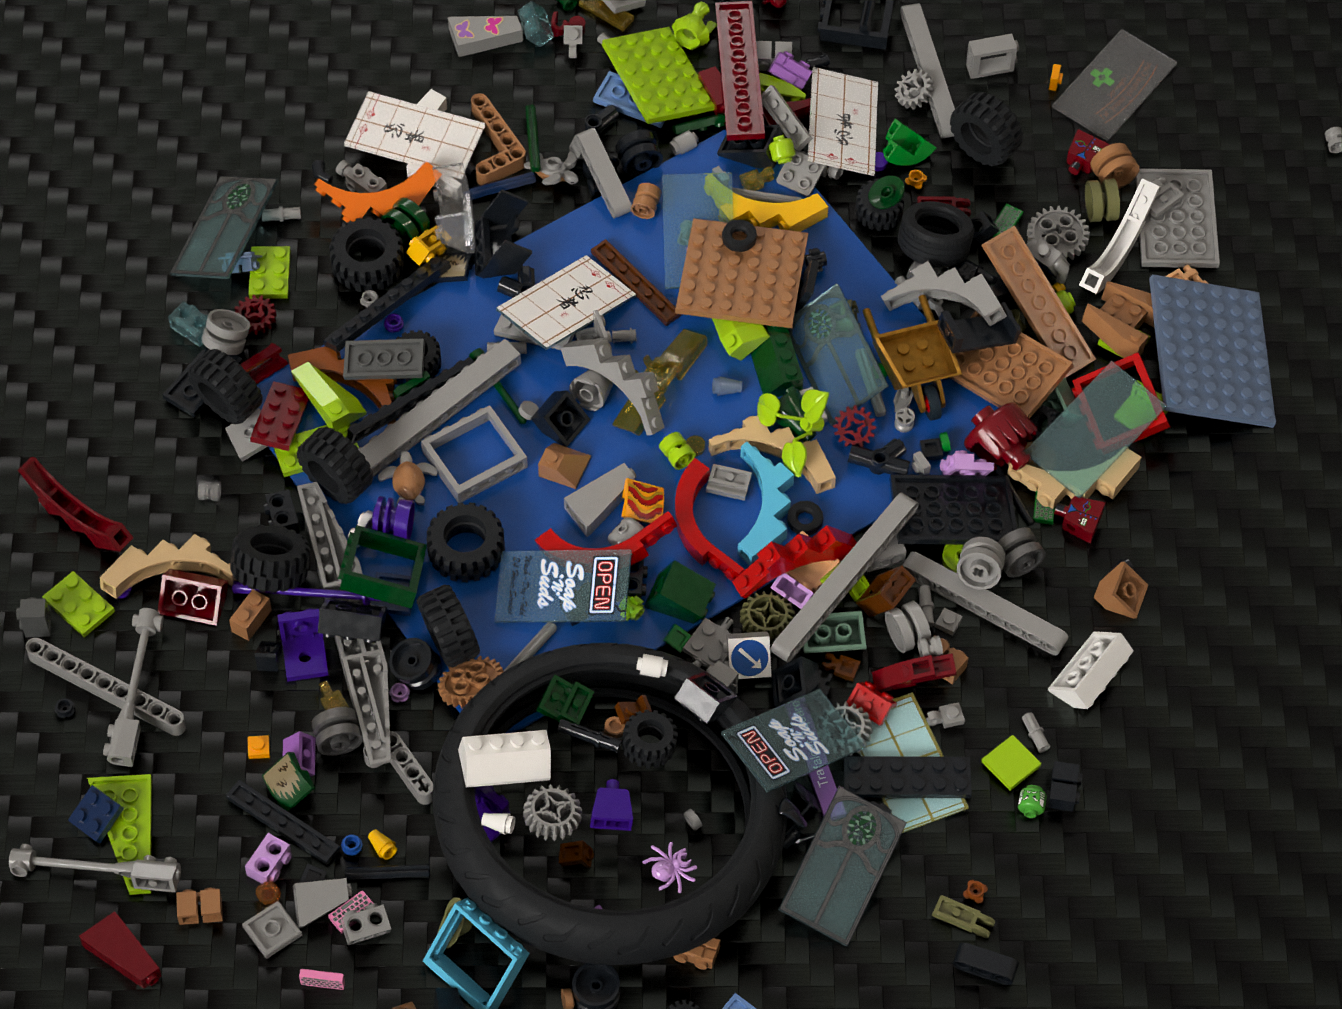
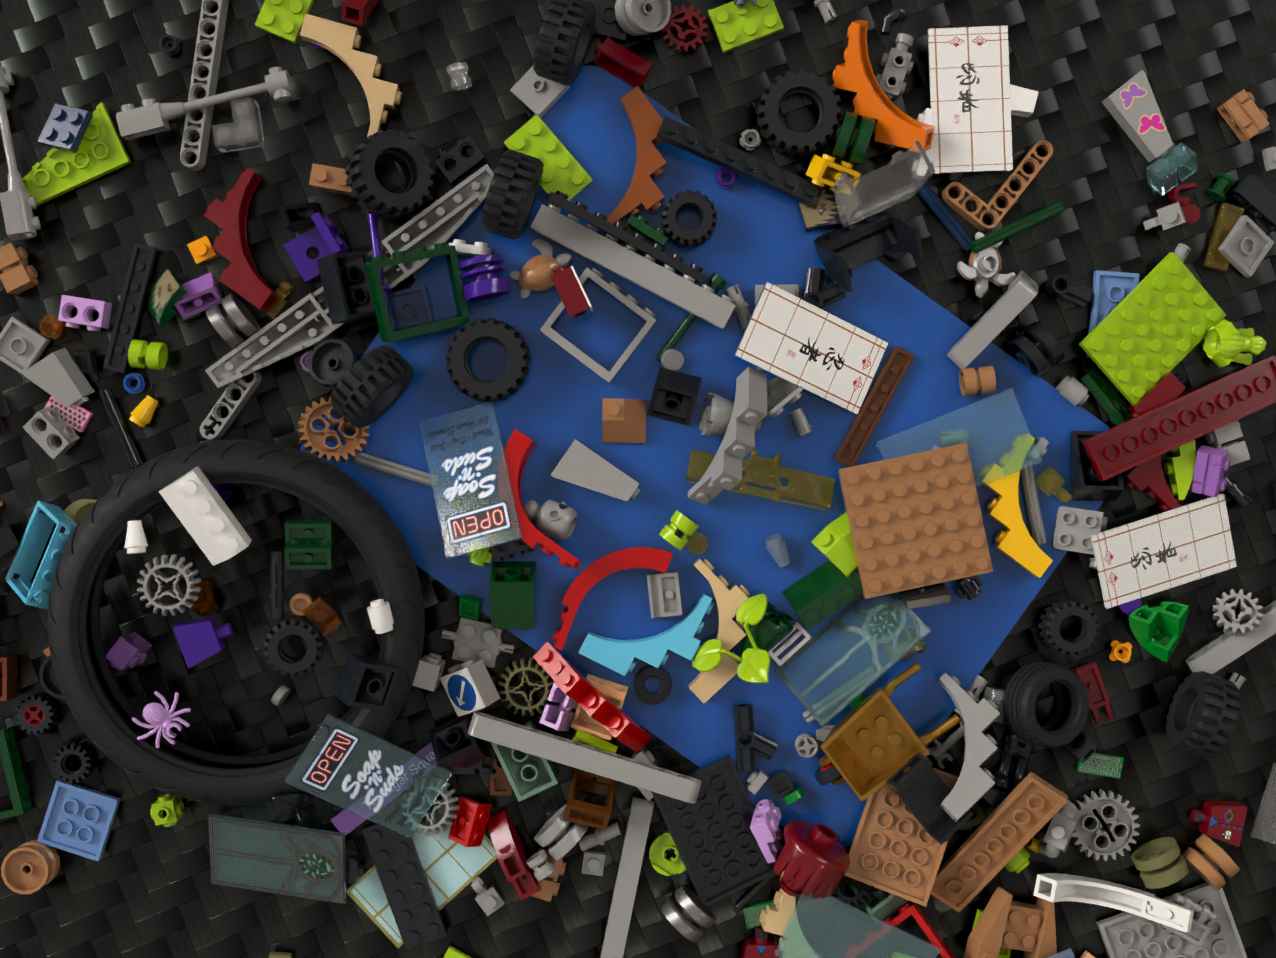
camera: 70 degrees right, 30 degrees up
(170, 670) = (245, 129): none -> clear brick
(192, 596) = (335, 113): dark red slope -> none
(269, 714) = (232, 242): none -> dark red arch
(280, 416) = (565, 110): dark red plate -> none
(329, 398) = (599, 155): lime wedge -> none
(333, 817) = (145, 354): none -> lime wheel
(384, 359) = (661, 190): dark grey plate -> none
(438, 448) = (571, 292): none -> dark red piece
(642, 501) = (603, 519): slope -> none
(739, 245) = (970, 503): black tyre -> none
(761, 951) = (167, 810): none -> lime brick
(782, 149) = (1092, 505): lime head -> none
(785, 118) = (1139, 491): light grey plate -> none
(859, 439) = (773, 703): dark red gear -> none
(886, 192) = (1081, 627): dark green dish -> none
(981, 563) = (653, 886): light grey wheel -> none

